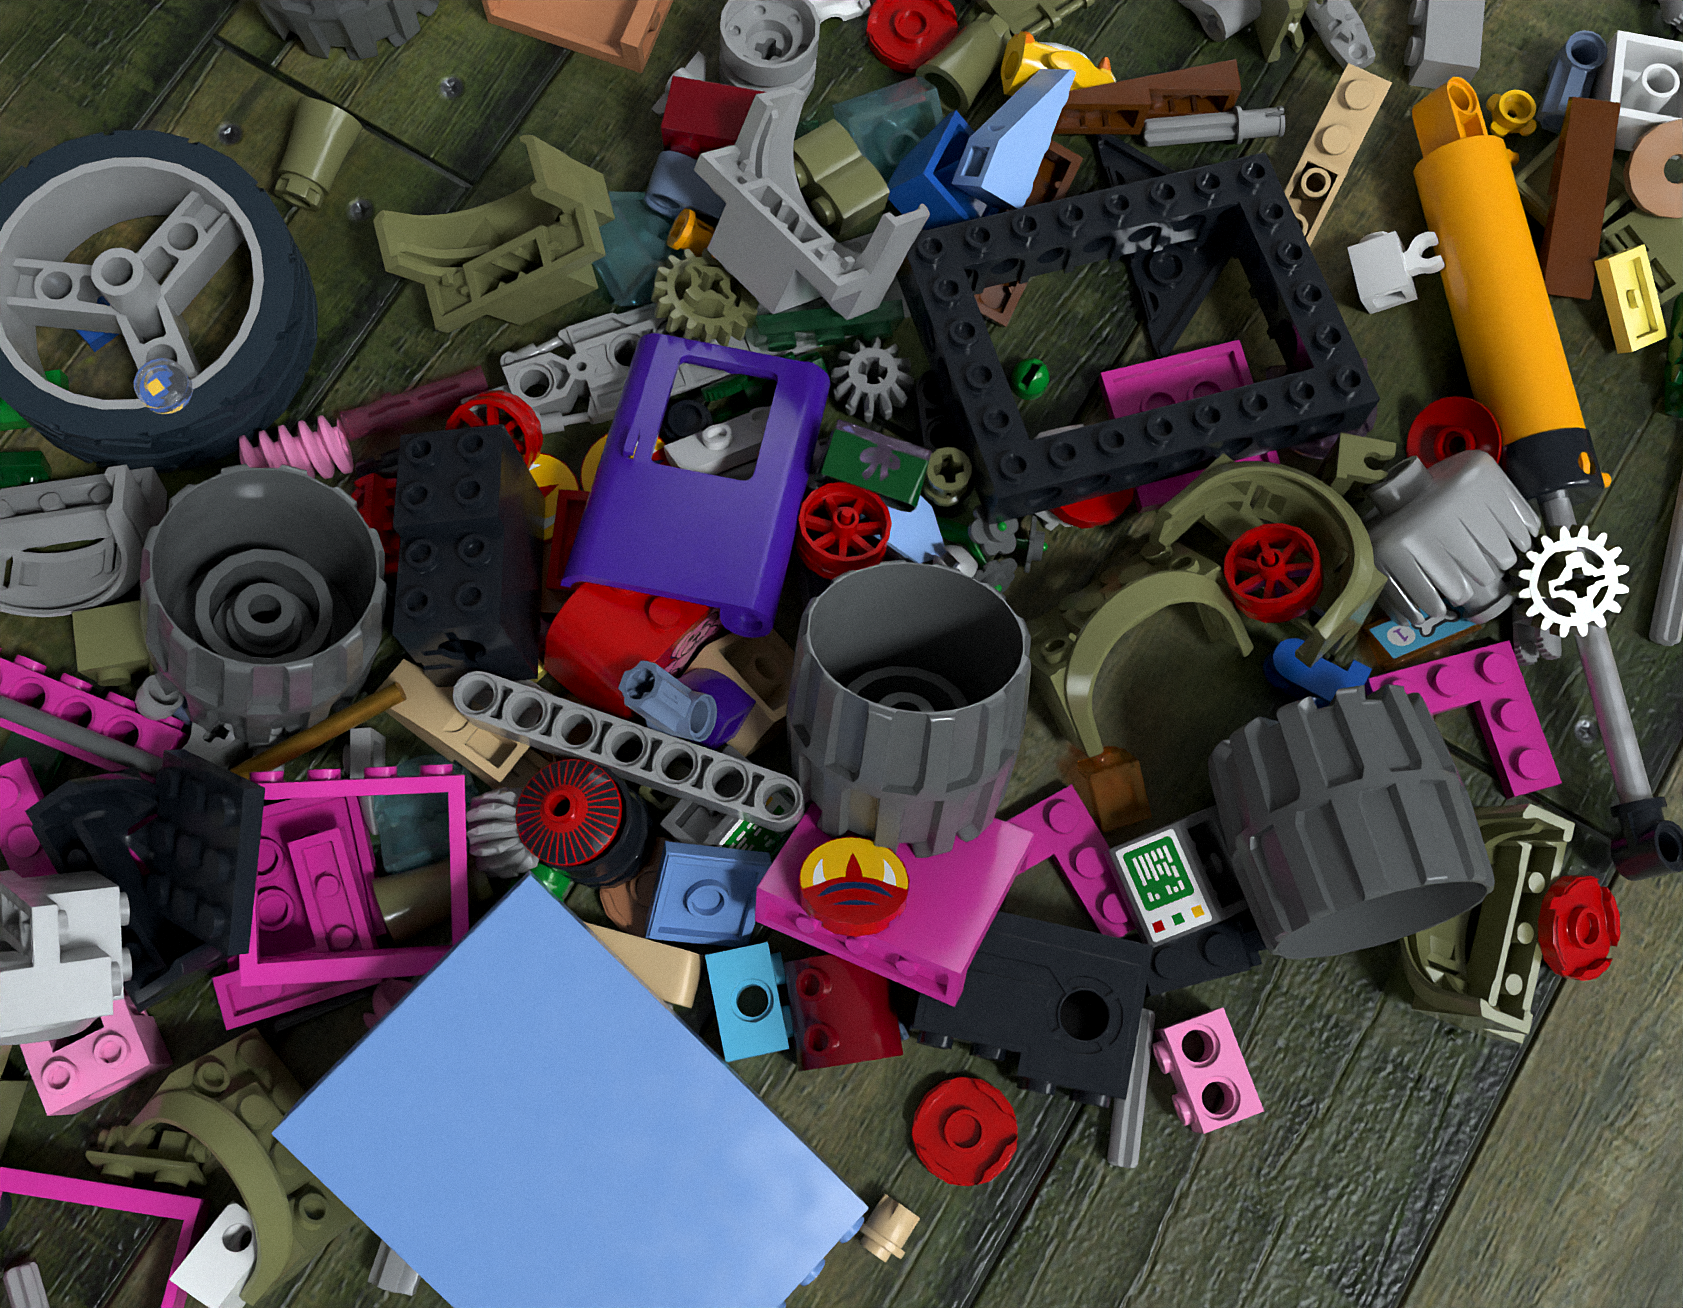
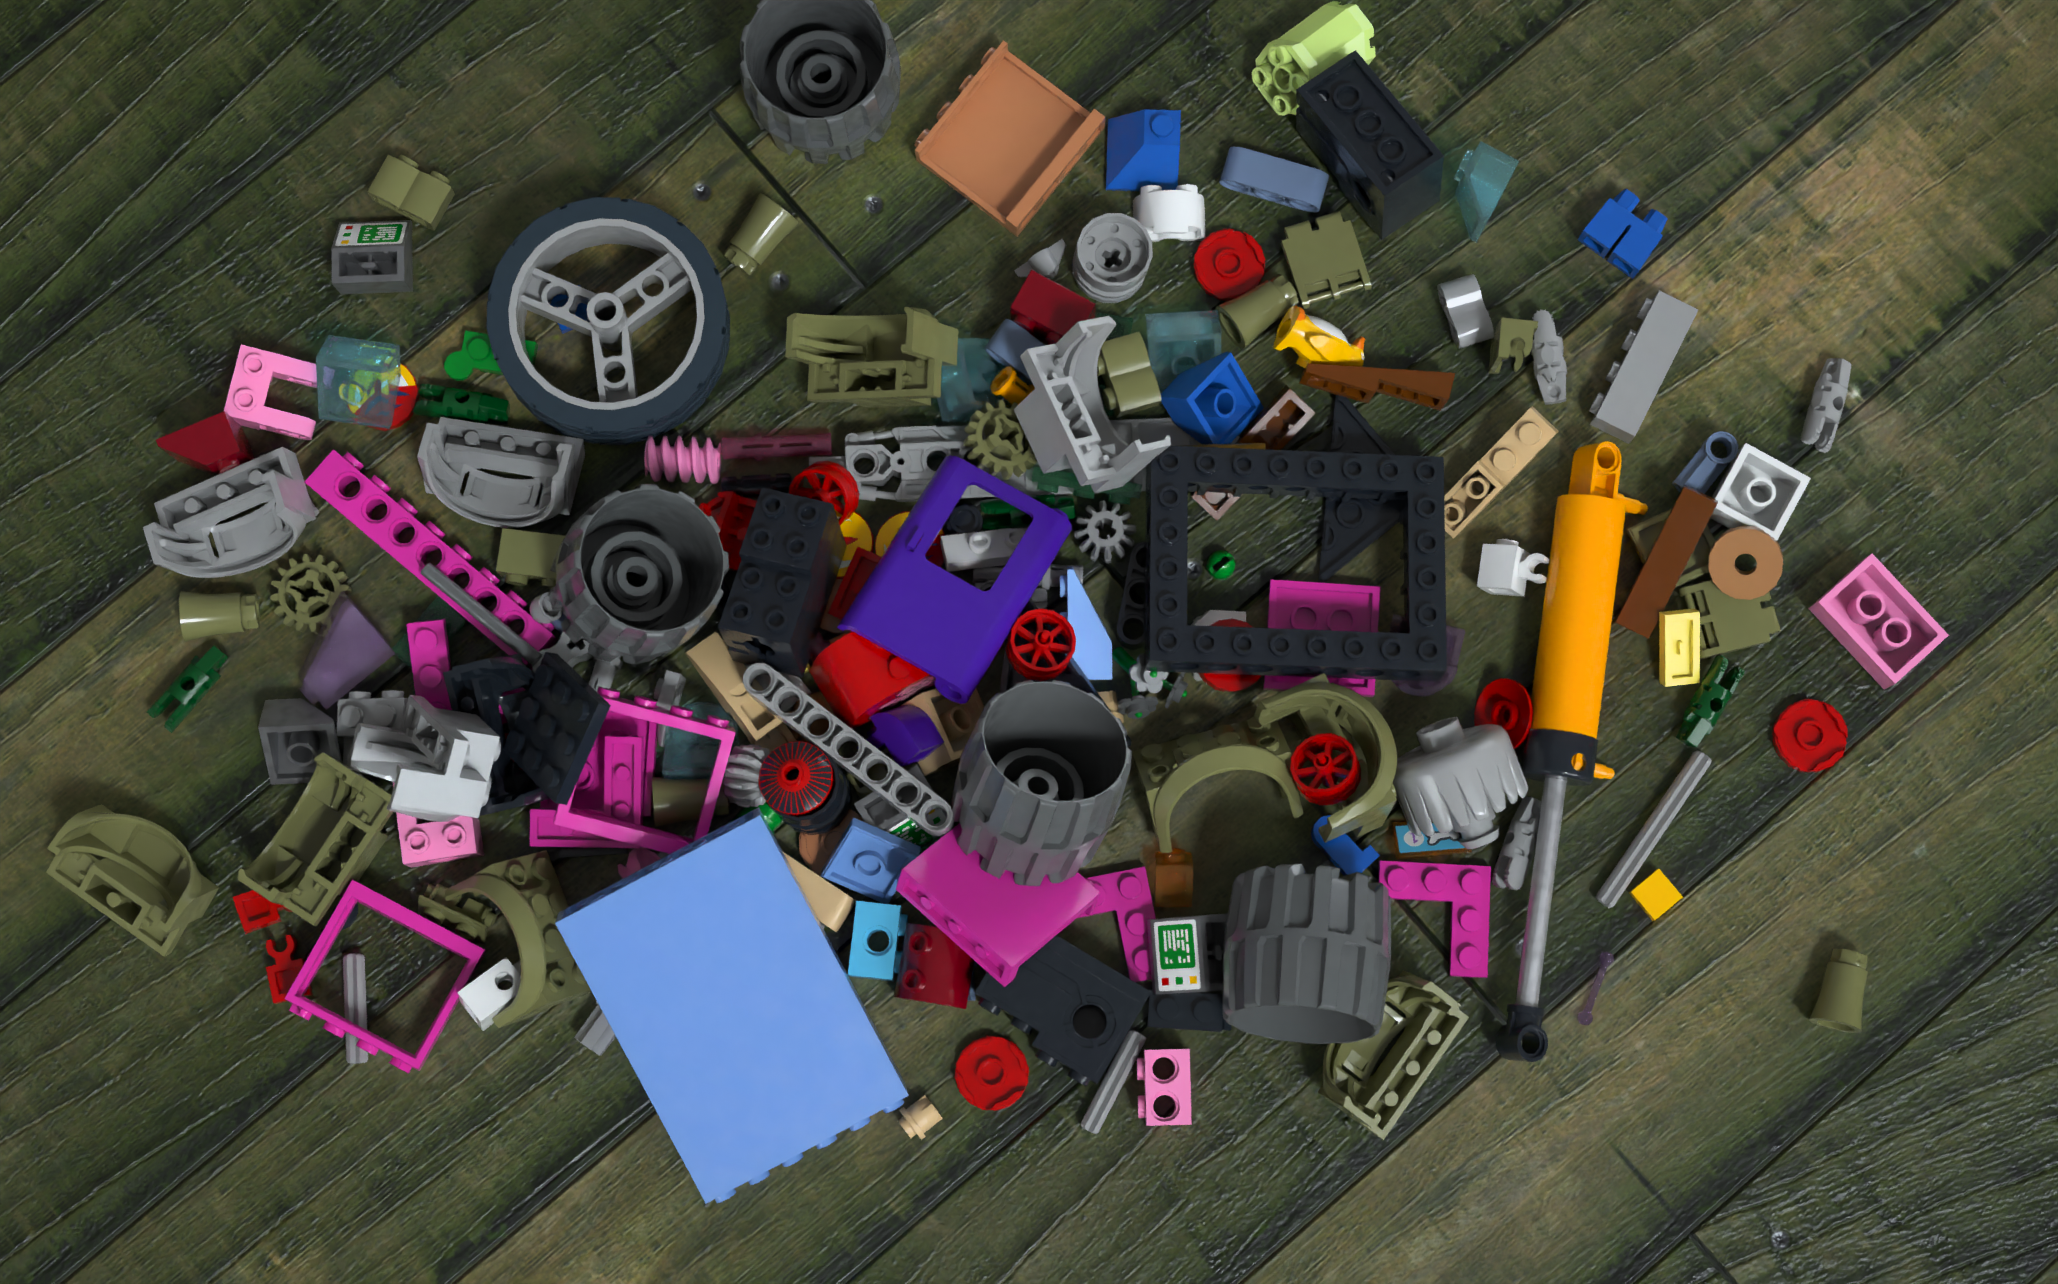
camera: 25 degrees right, 5 degrees up
(163, 386) = (612, 399): clear tile -> none
(323, 731) = (646, 667): pearl gold bar -> none
(668, 702) = (883, 729): sand blue piece -> none
(853, 886) = (964, 888): tile -> none
(876, 463) = (1076, 605): dark green piece -> none
(957, 558) = (1113, 690): light grey hinge -> none
(959, 469) = (1138, 621): olive bush -> none
(1010, 145) = (1259, 394): light blue slope -> none
(1209, 127) = (1424, 415): light grey axle -> none
(1354, 465) = (1415, 709): olive hinge -> none
(1518, 104) = (1662, 467): yellow plate -> none
(1578, 927) = (1455, 1077): red tile -> none
(1584, 596) = (1546, 840): gear -> none

